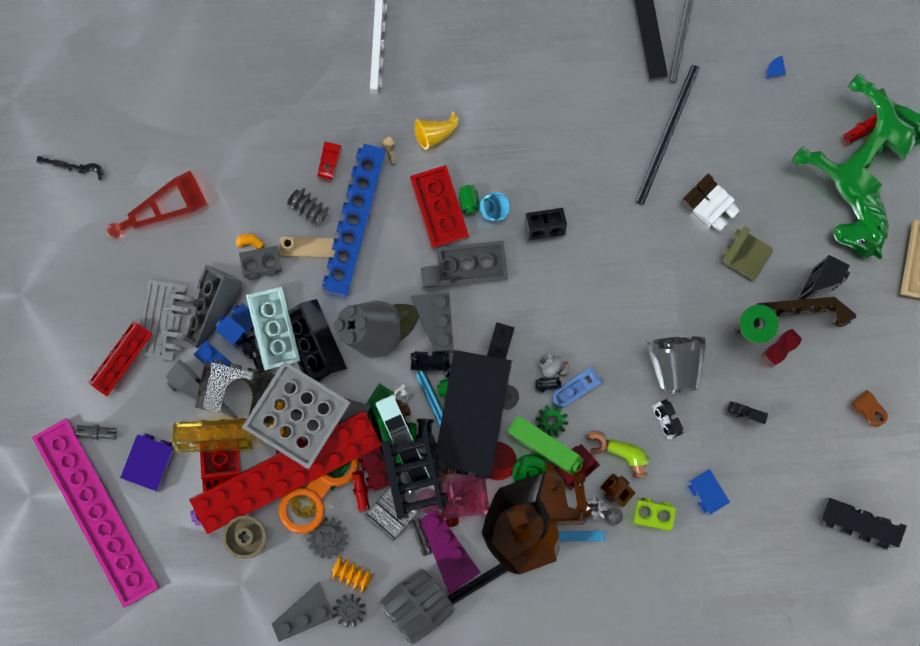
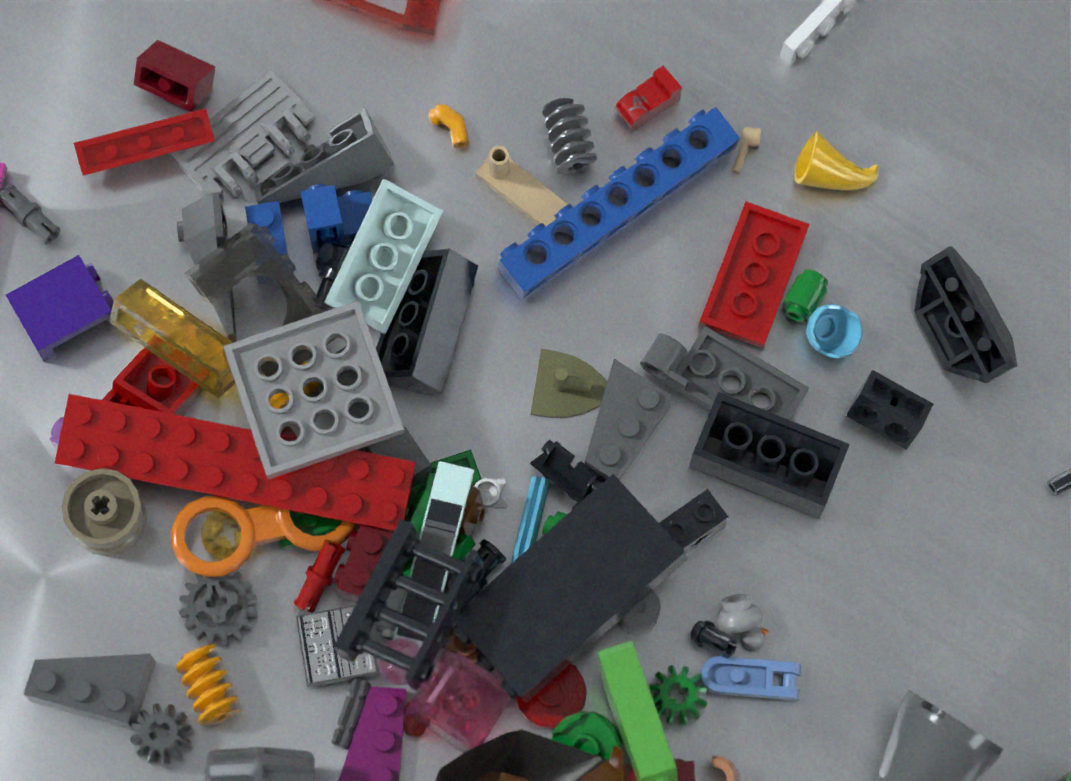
camera: 40 degrees right, 10 degrees down
(109, 316) = (174, 75): none -> dark red brick
(260, 257) = (447, 153): dark grey brick -> none
(369, 328) = (516, 354): dark grey cone -> none
(510, 285) = (769, 455): none -> black slope
(546, 157) = (962, 319): none -> black wedge

